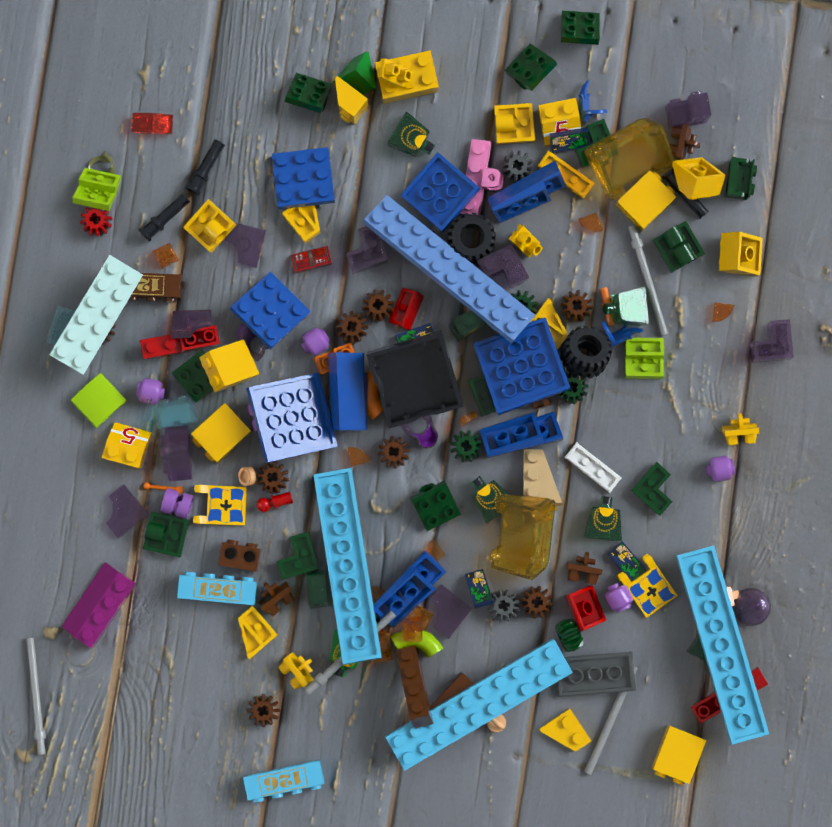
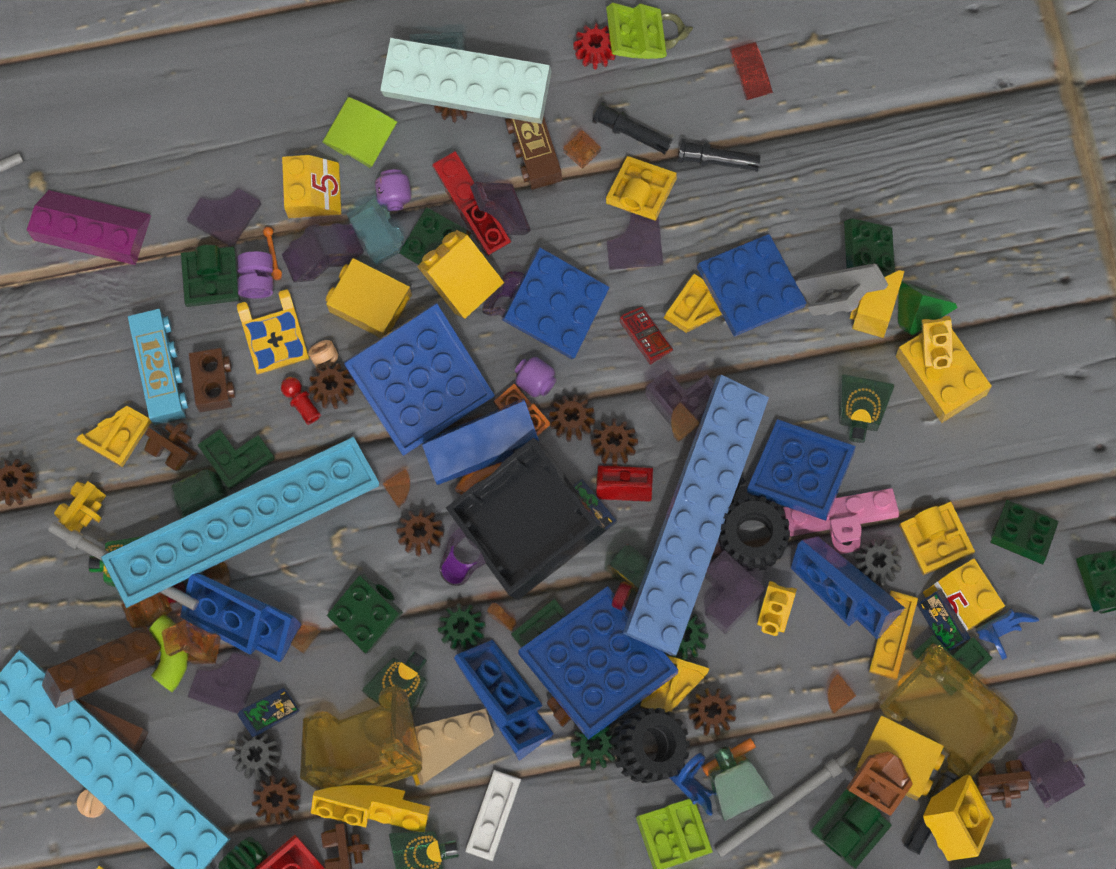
camera: 80 degrees right, 10 degrees down
(334, 122) = (840, 289): none -> light grey bracket
(385, 256) = (682, 422): none -> clear orange tile
(484, 335) = (622, 595): none -> dark red tile
(558, 548) = (363, 802): none -> yellow slope
(660, 216) = (881, 781): none -> dark orange slope

